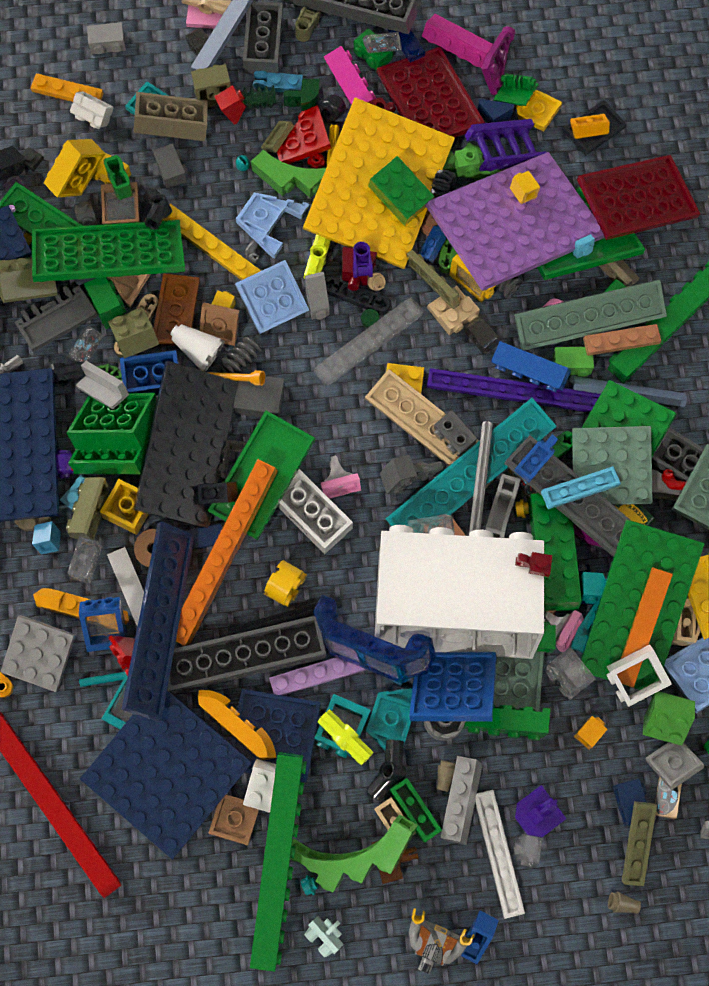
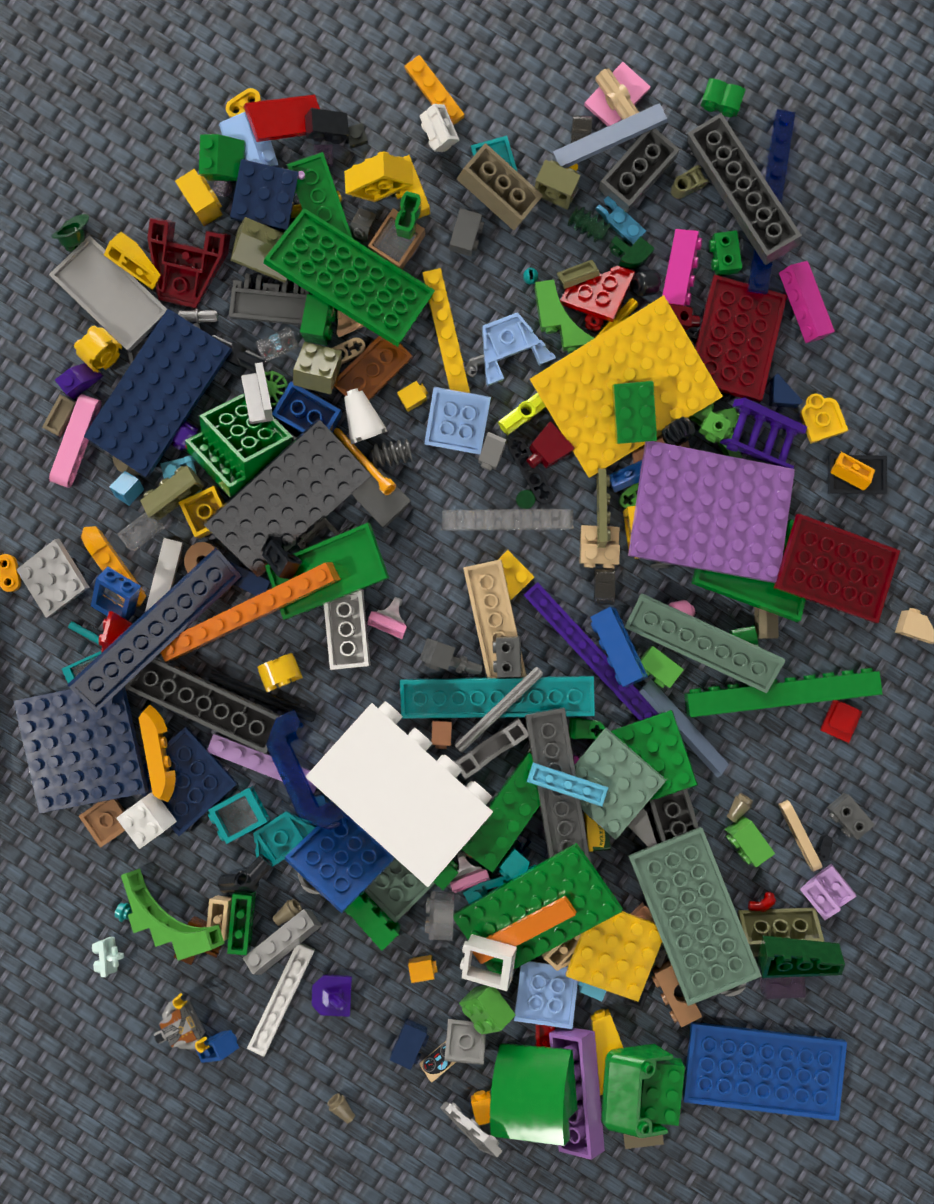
camera: 40 degrees right, 15 degrees up
(106, 38) = (504, 65): light grey brick -> none
(159, 208) = (424, 269): black piece -> none
(220, 322) = (395, 411): medium nougat plate -> none
(231, 103) = (558, 215): red slope -> none
(277, 862) = (107, 880): green brick -> none
(345, 737) = (229, 830): neon yellow piece -> none
(362, 262) = (550, 451): dark purple piece -> none
(377, 282) = (555, 472): tan plate -> none
(382, 42) = (735, 256): clear slope -> none
(424, 525) = (430, 723): clear brick -> none
(489, 68) = (808, 354): magenta plate -> none
(516, 89) = (817, 388): green hinge -> none
(522, 508) = (515, 755): yellow plate -> none
(524, 187) = (741, 490): yellow brick -> none
(528, 850) = (302, 1015): clear brick -> none
(536, 459) = (550, 734): blue hinge -> none
(537, 563) = (470, 828): dark red plate -> none
(584, 246) = (749, 580): medium azure plate -> none
(622, 339) = (712, 683): nougat plate -> none
(639, 843) = (386, 1079): olive plate -> none
(671, 482) = (649, 832): red arm -> none

